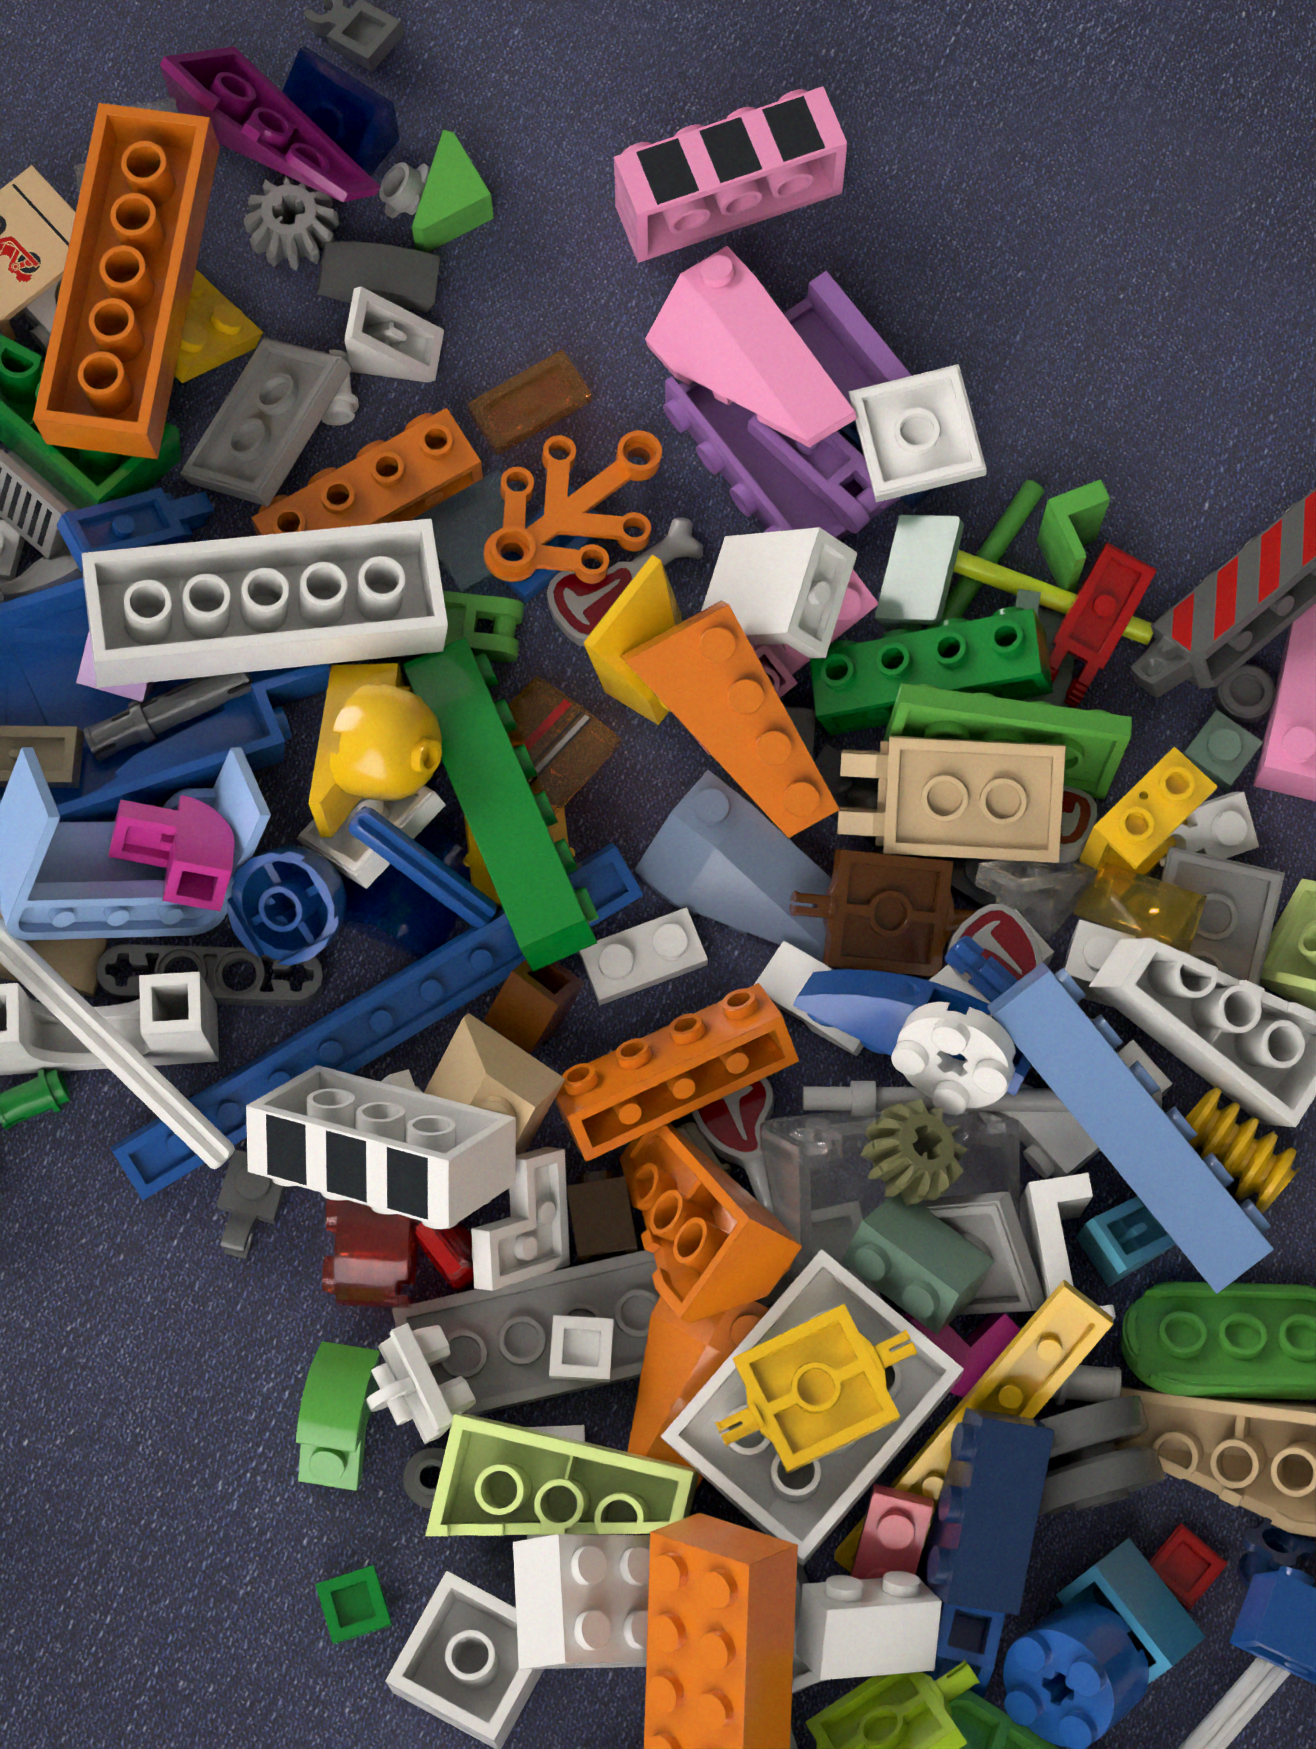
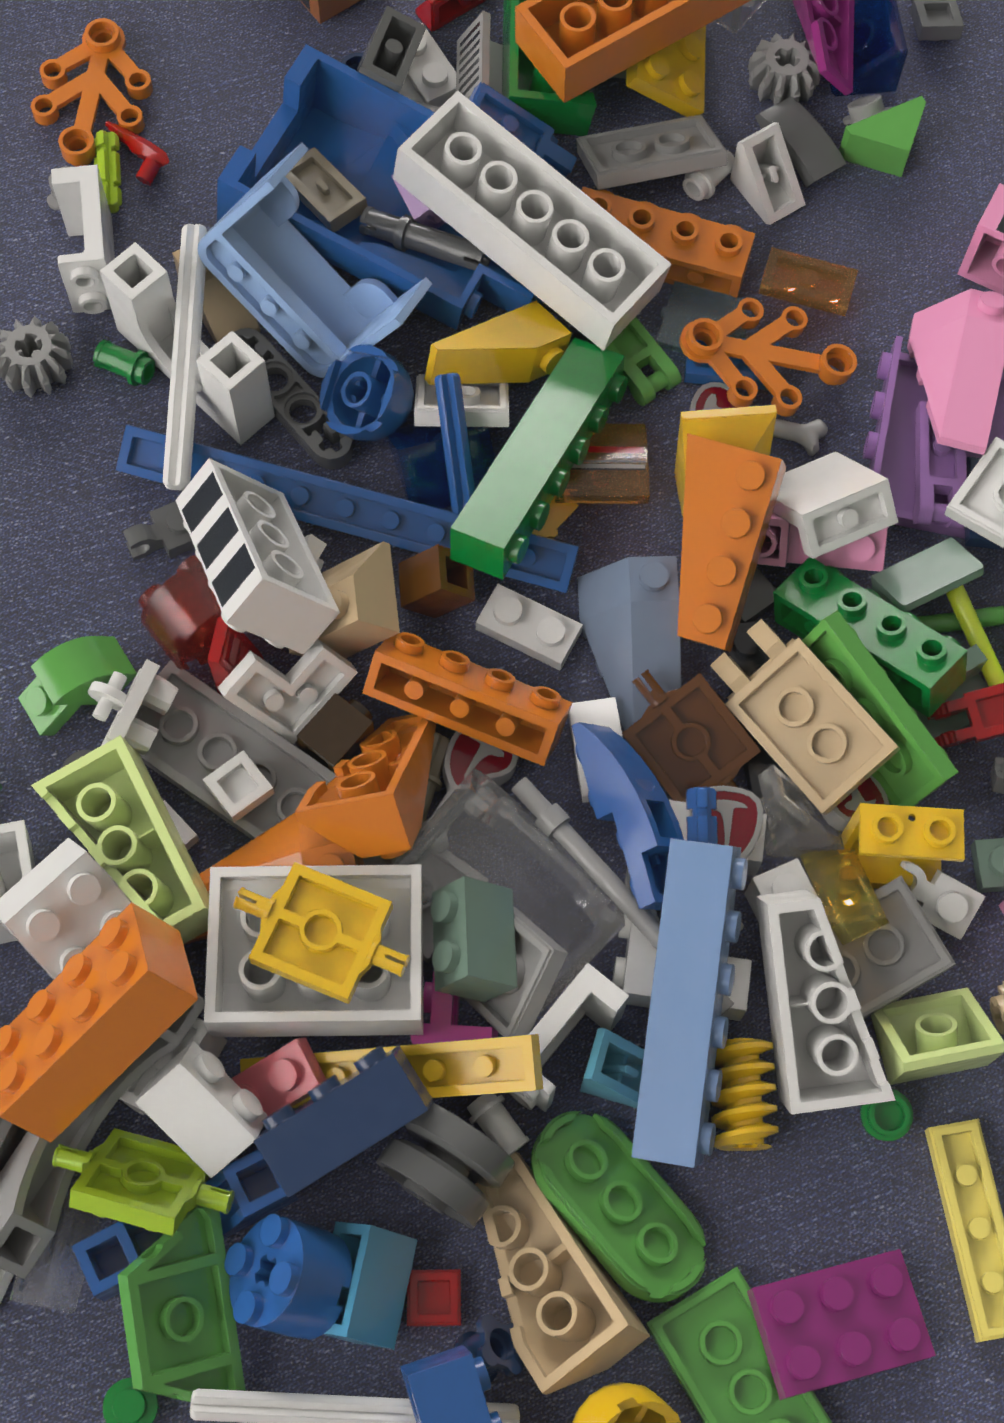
camera: 45 degrees right, 5 degrees down
(188, 842) = (343, 303): dark pink brick -> none
(385, 744) = (509, 355): yellow cylinder -> none
(913, 1152) = (523, 873): olive gear -> none
(954, 1083) = (612, 823): white plate -> none

